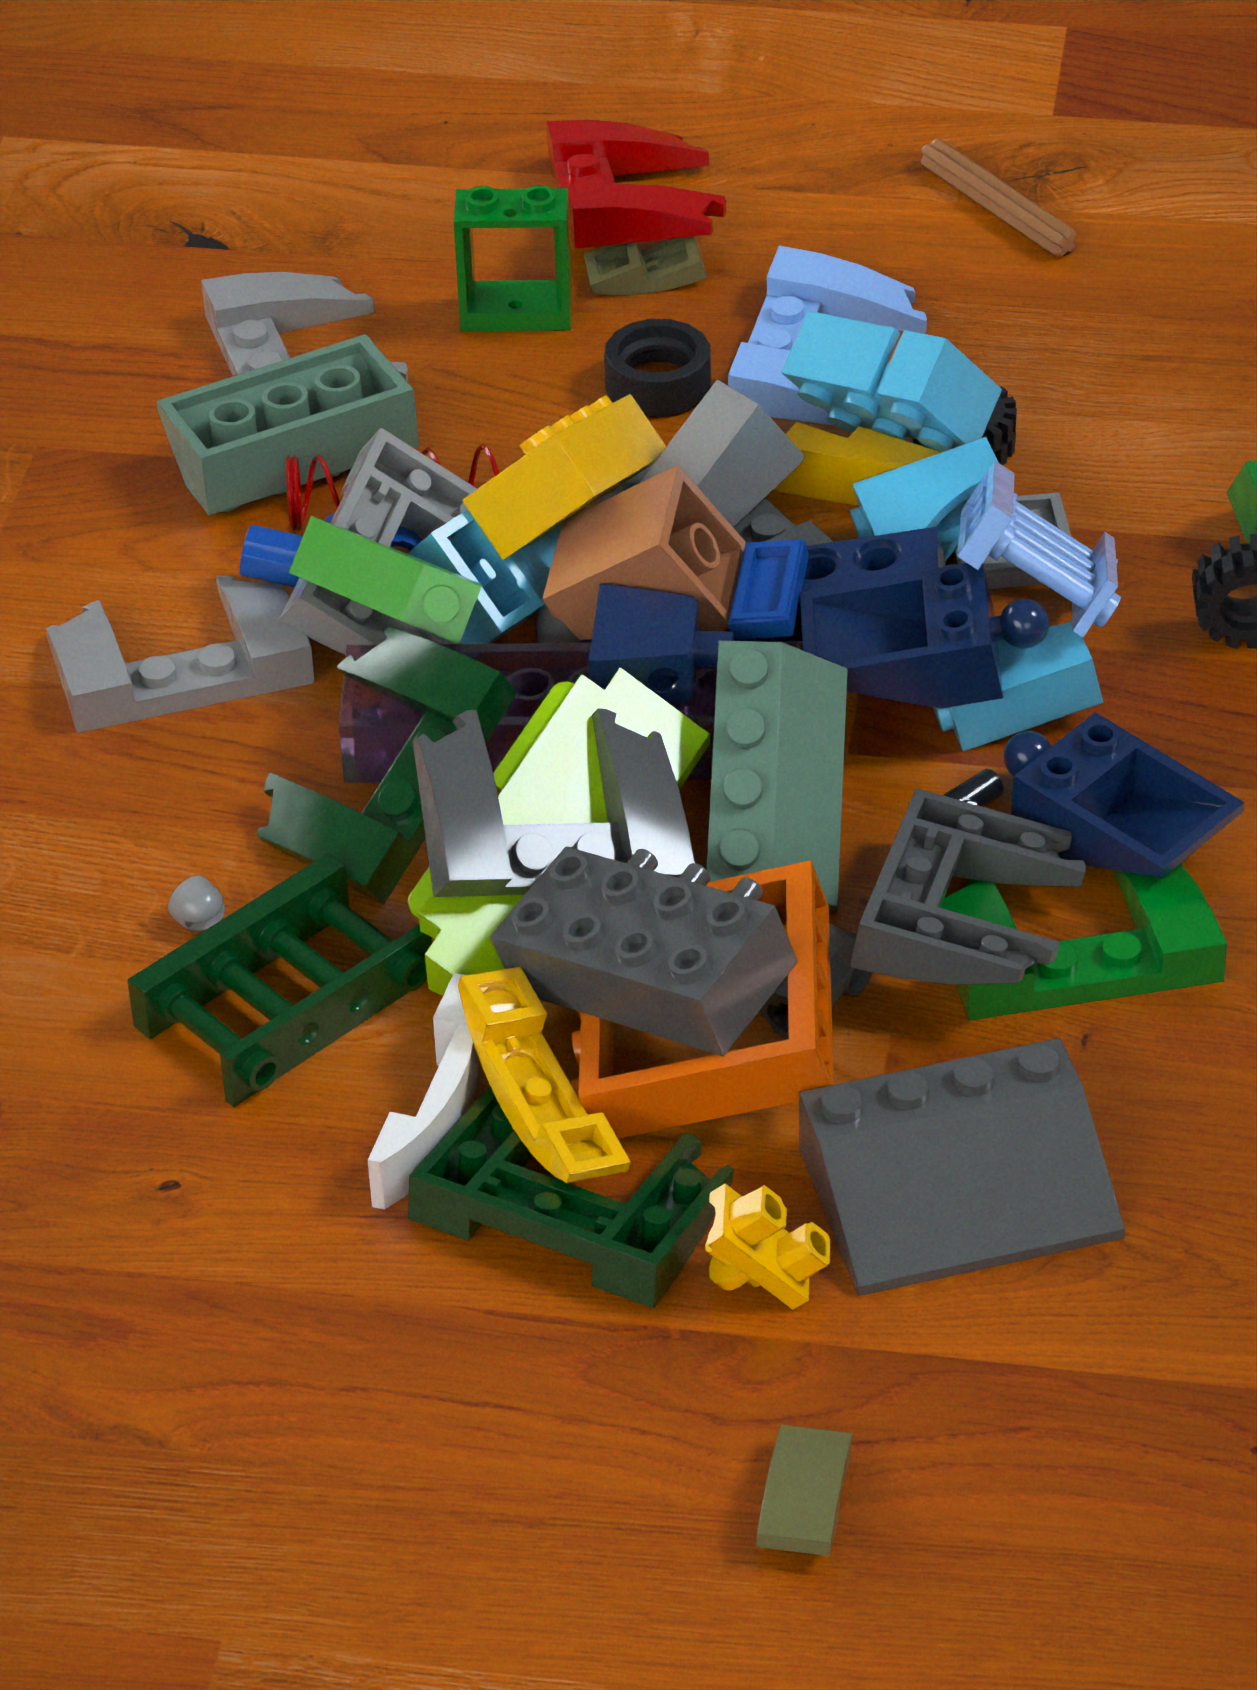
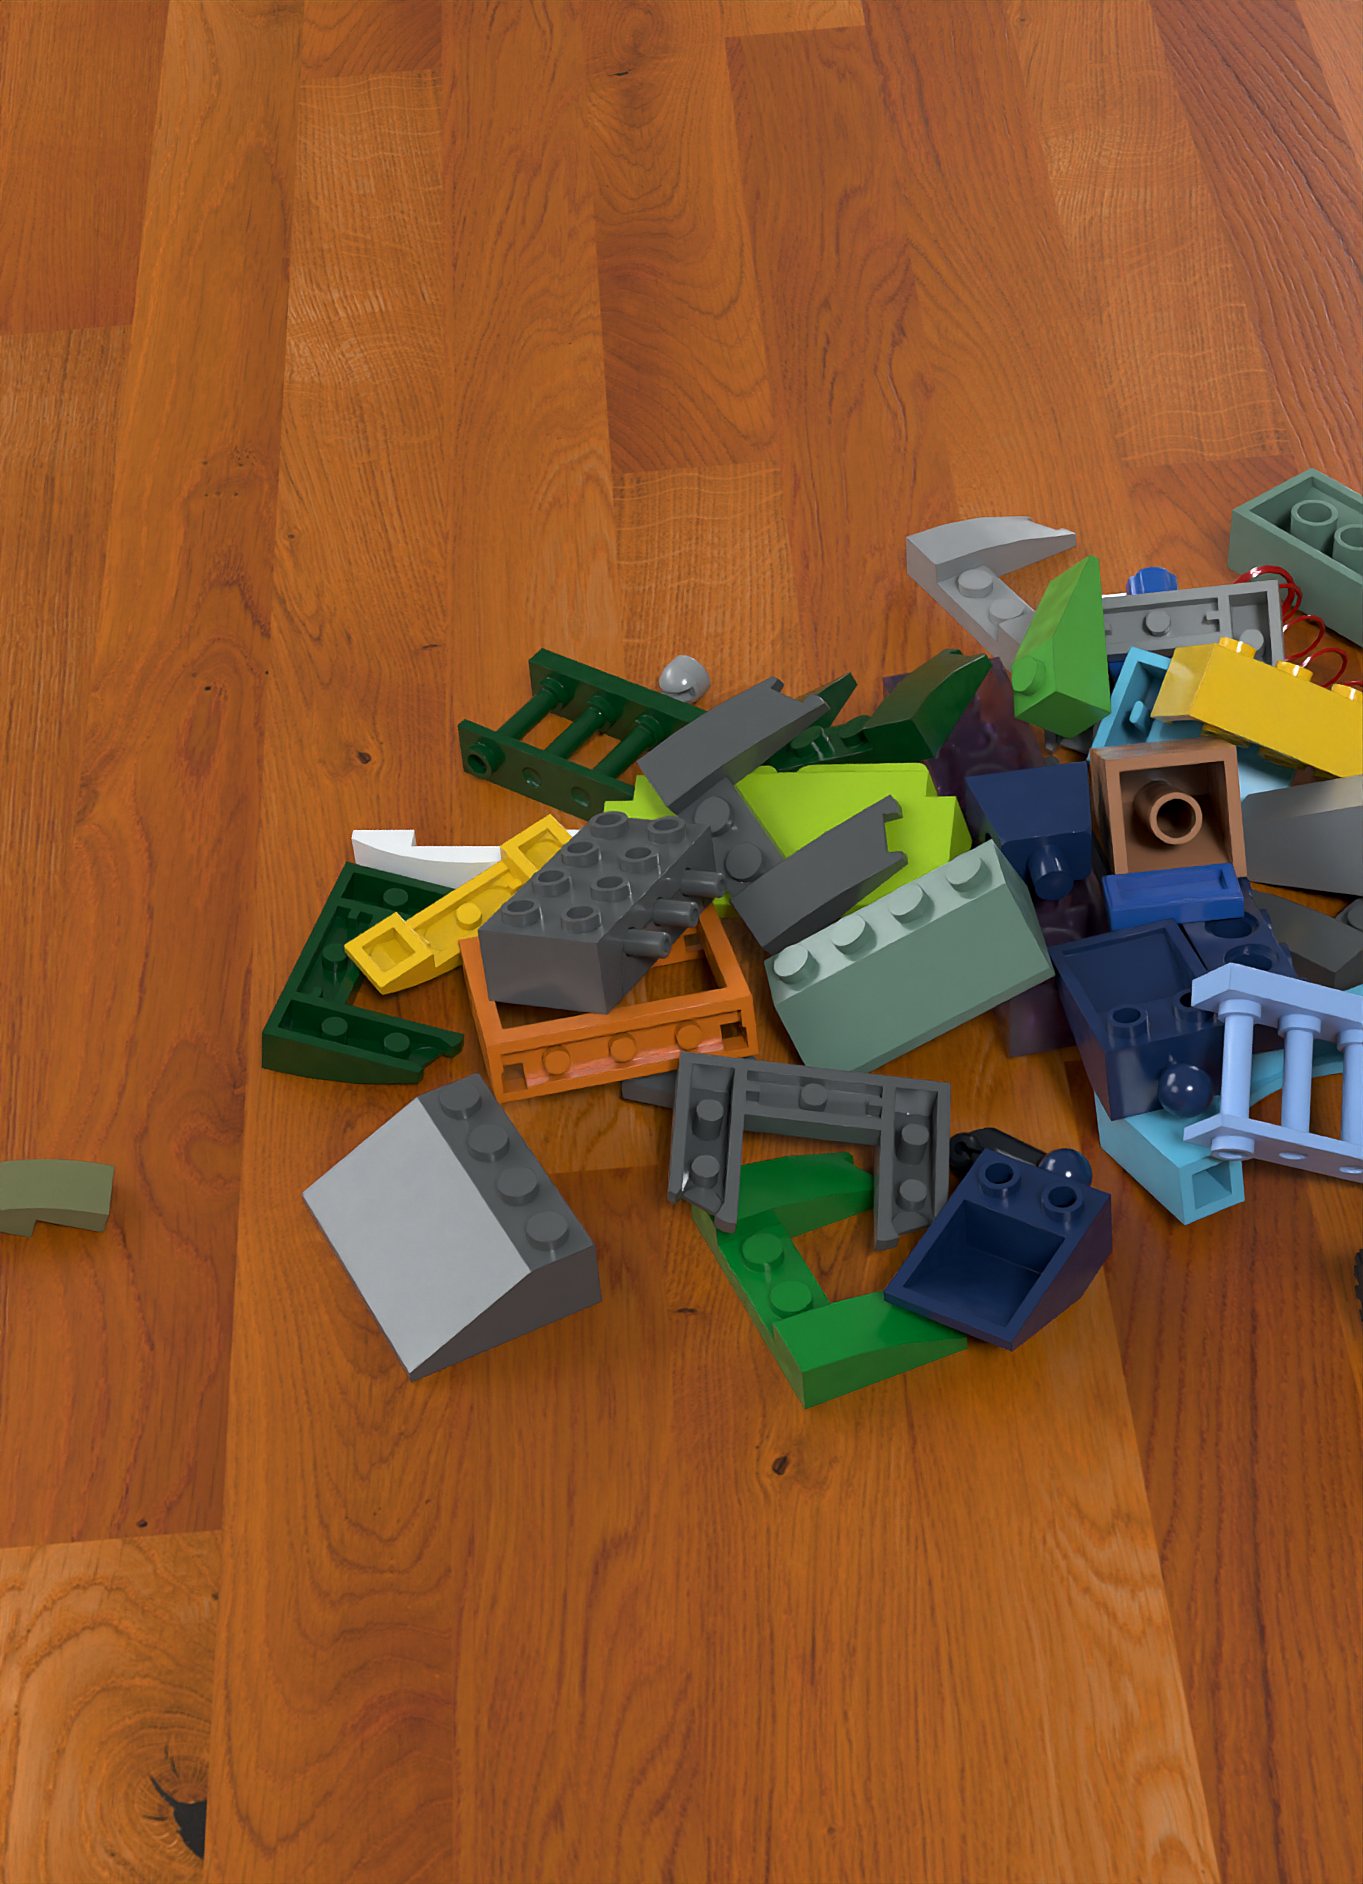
camera: 80 degrees right, 0 degrees up
(756, 1249) = (302, 1098): yellow hips -> none

